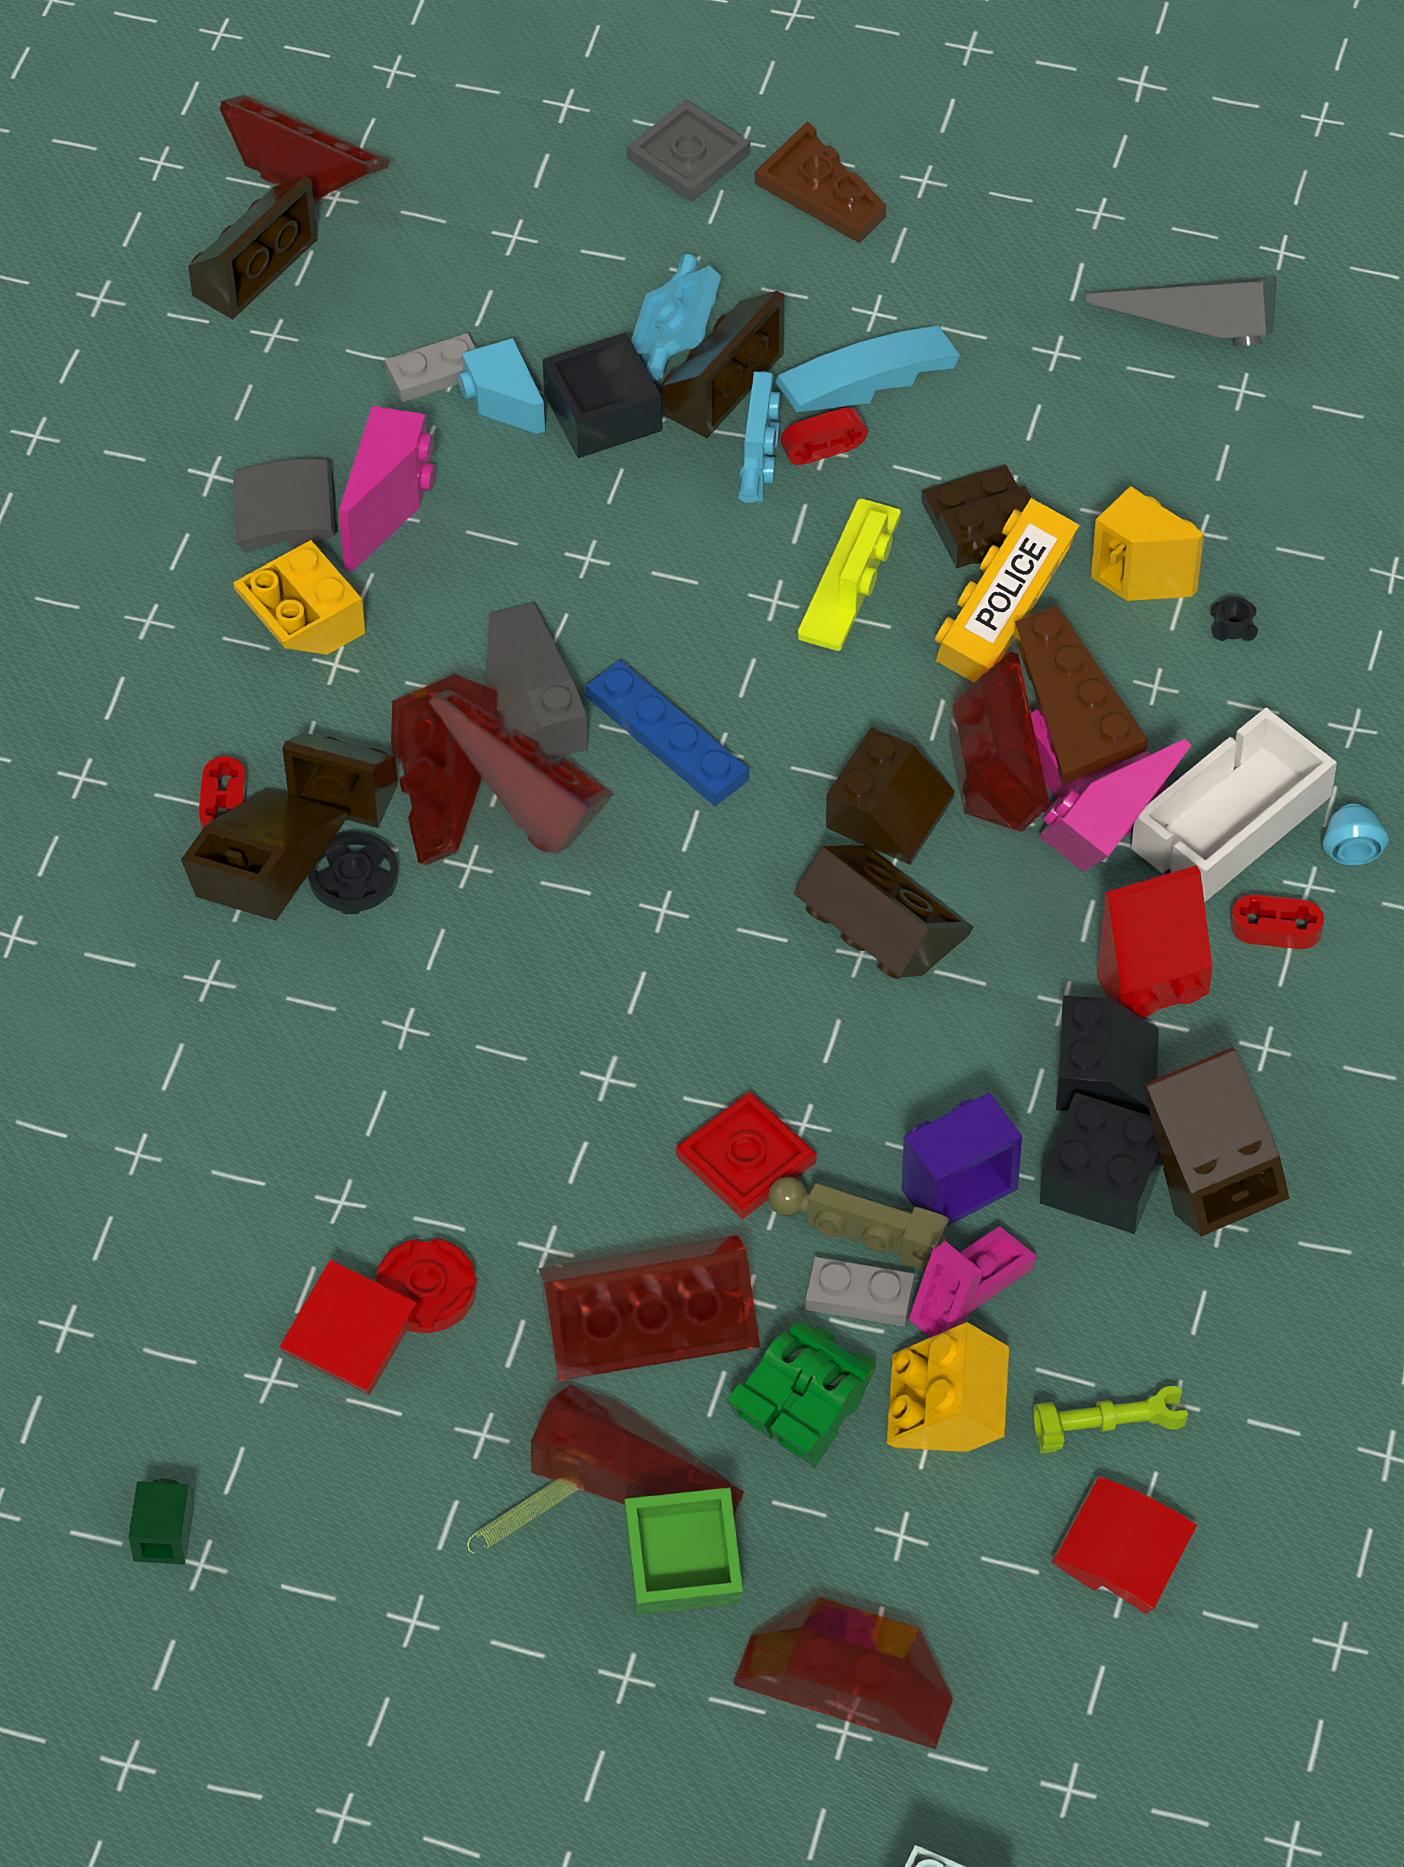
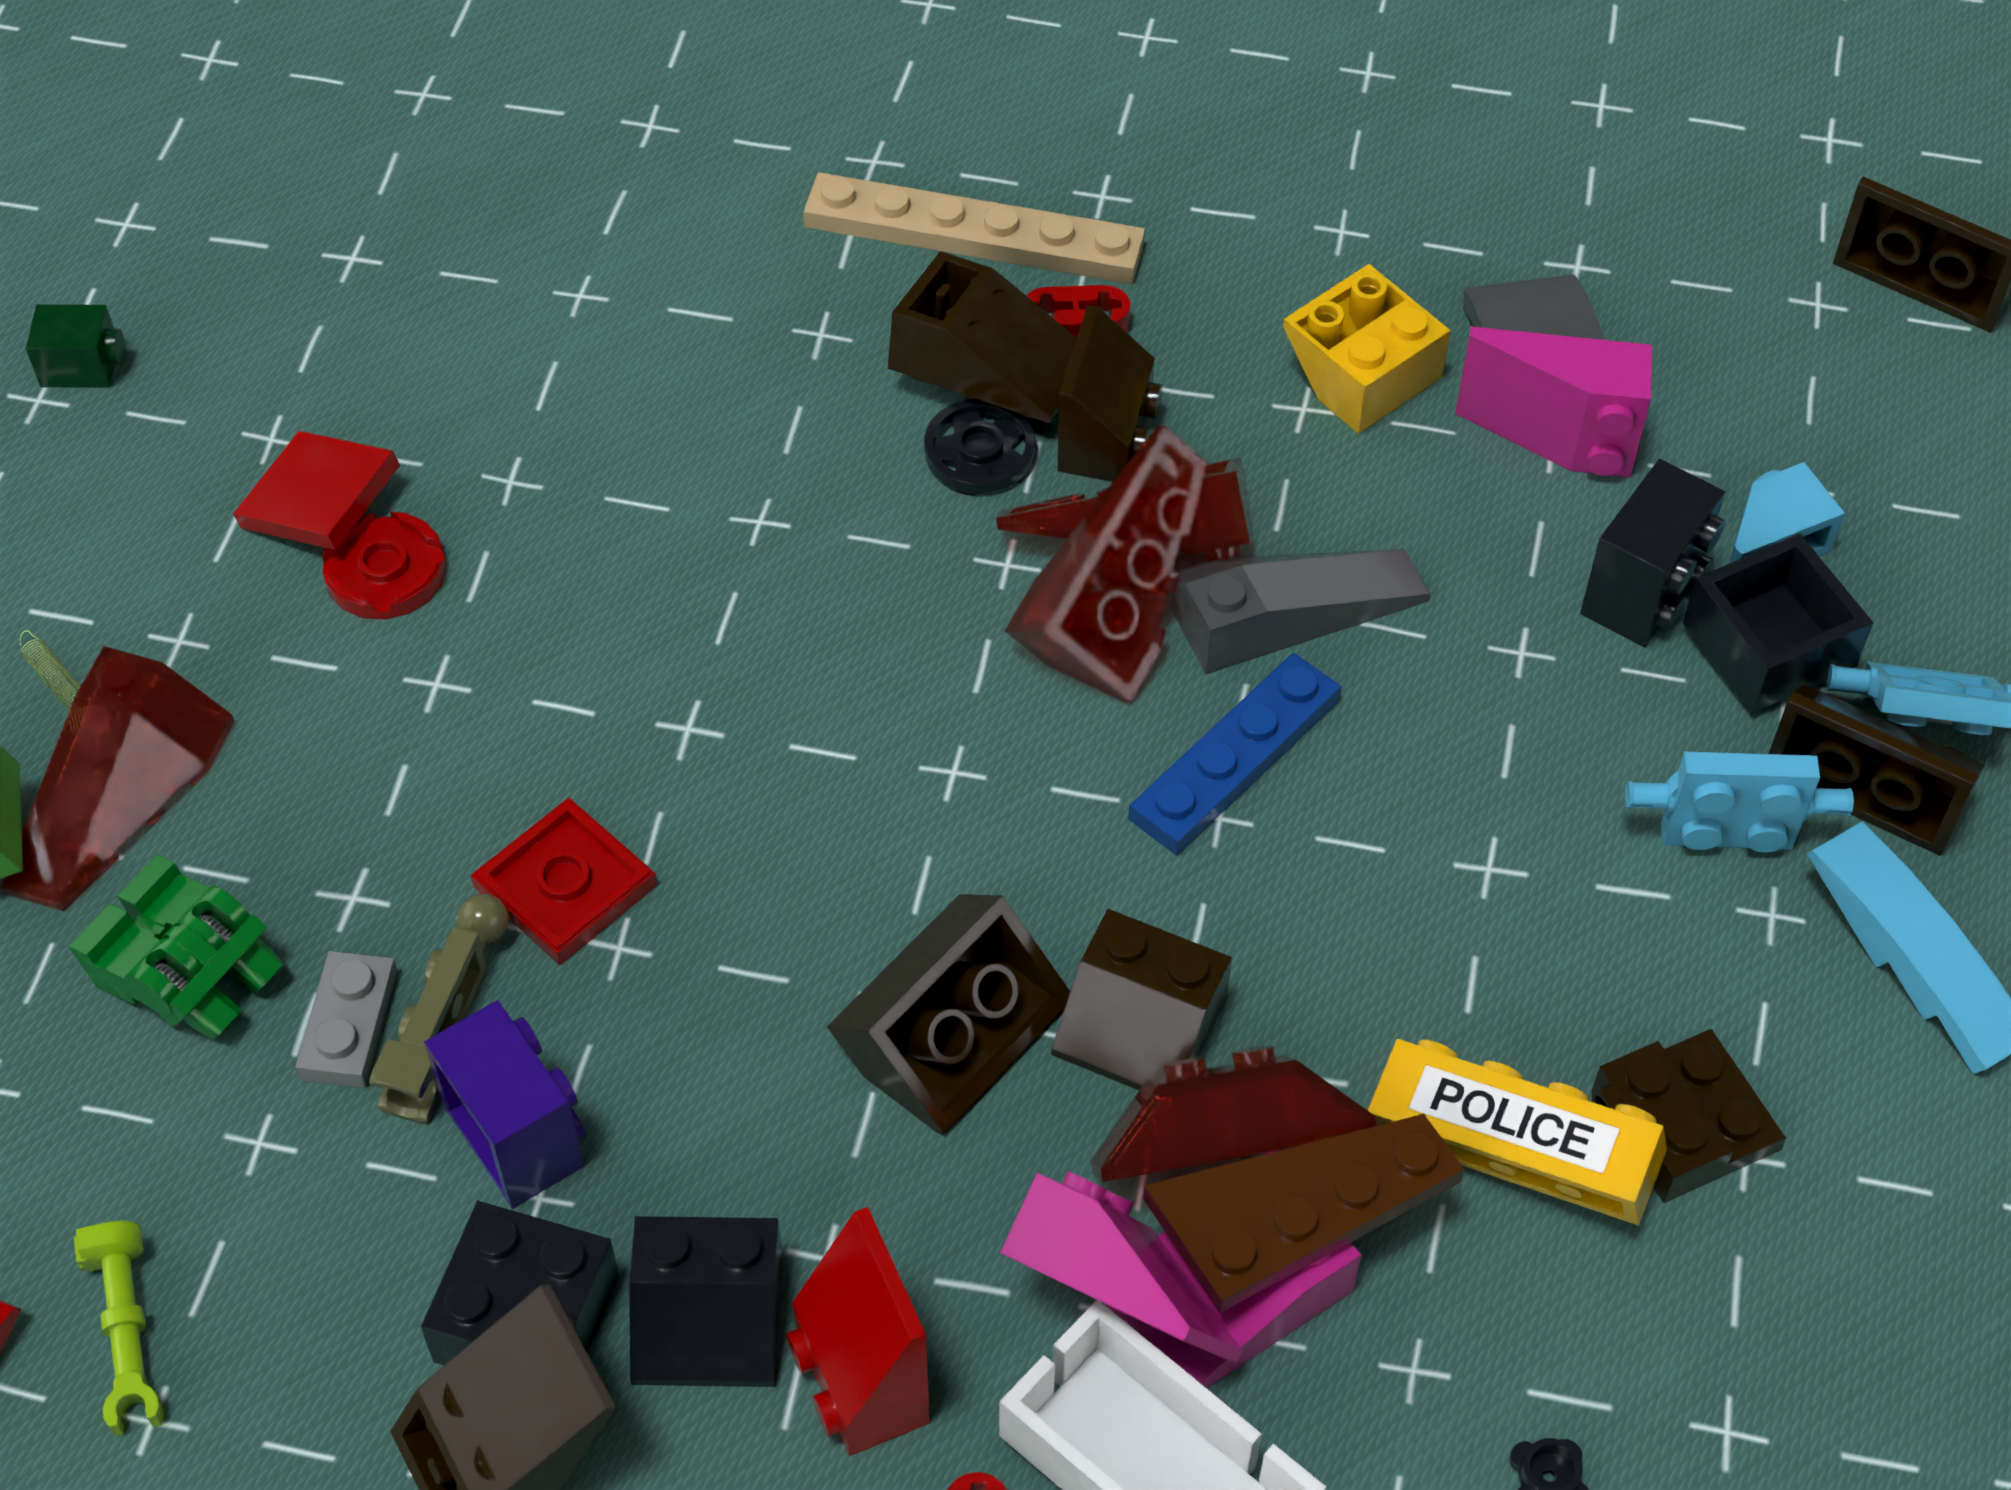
camera: 85 degrees right, 0 degrees up
(110, 866) = (974, 228): none -> tan plate
(428, 367) = (1790, 439): light grey plate -> none
(537, 452) = (1654, 553): none -> black piece
(649, 1307) = (326, 779): clear red slope -> none
(823, 436) = (1782, 899): red beam -> none
(850, 574) = (1543, 947): neon yellow bracket -> none
(949, 1392) = (164, 1120): yellow slope -> none
(966, 1279) = (335, 1135): dark pink bracket -> none
(1146, 550) = (1636, 1314): yellow slope -> none

